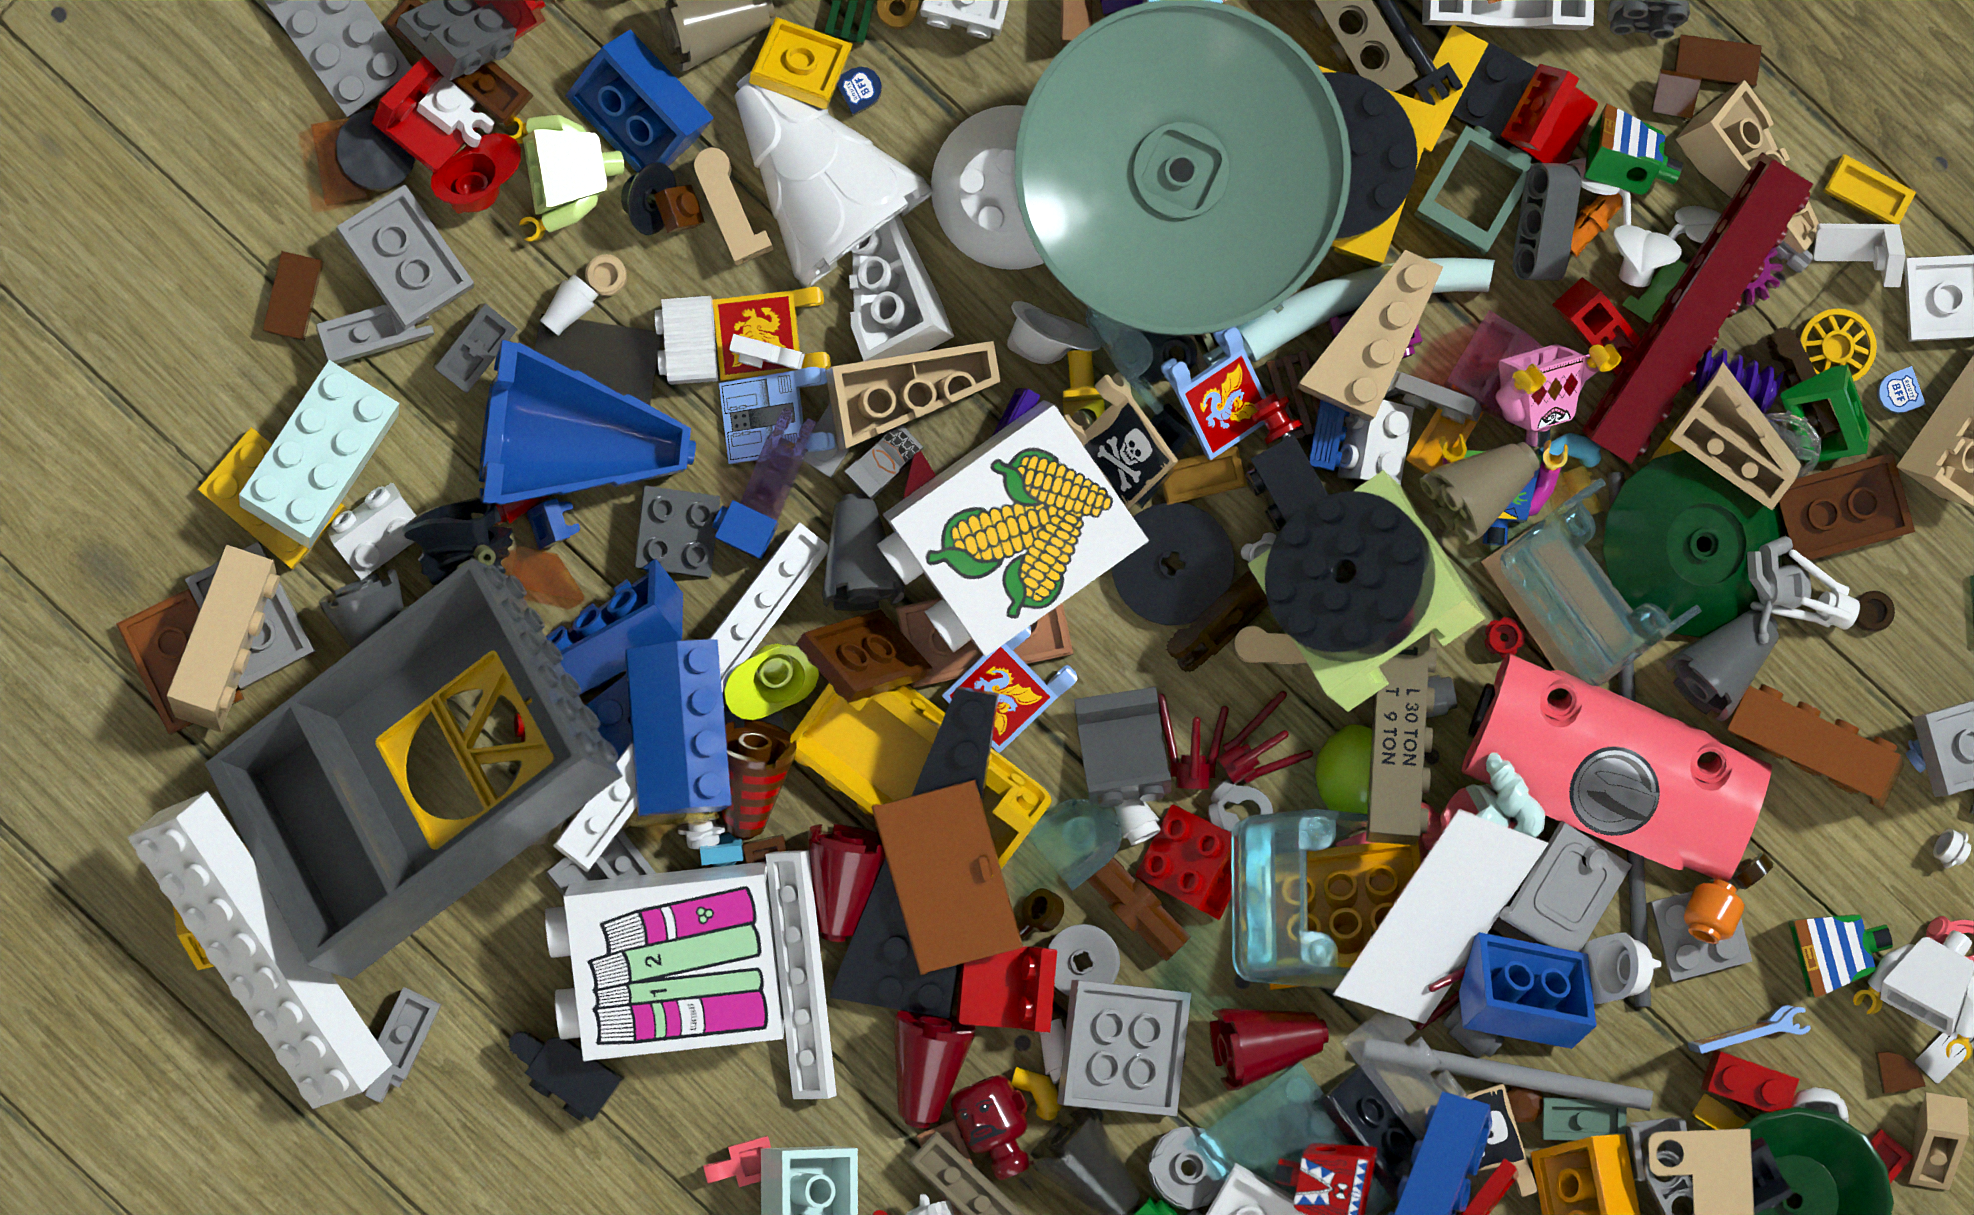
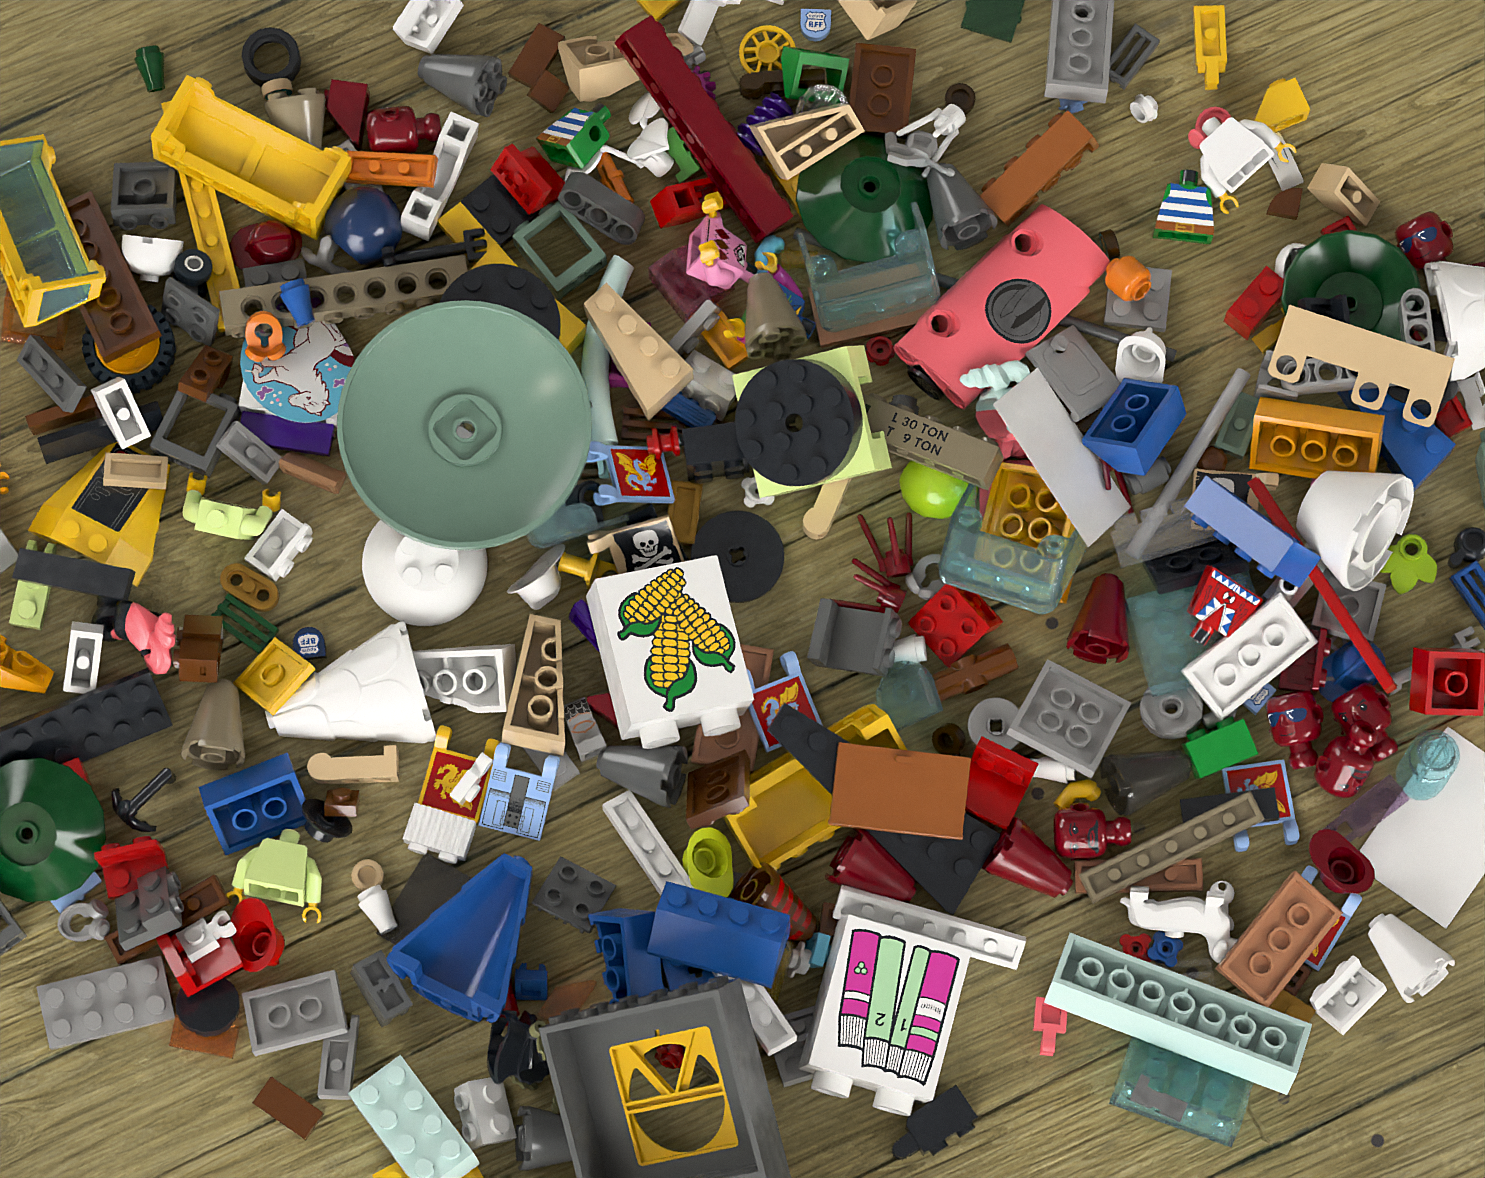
camera: 70 degrees left, 10 degrees down
(745, 529) = (592, 845): blue brick -> none
(777, 468) = (558, 803): clear purple hinge -> none
(1218, 623) = (792, 539): dark brown hinge -> none
(1775, 1022) = (1220, 273): light blue flag -> none

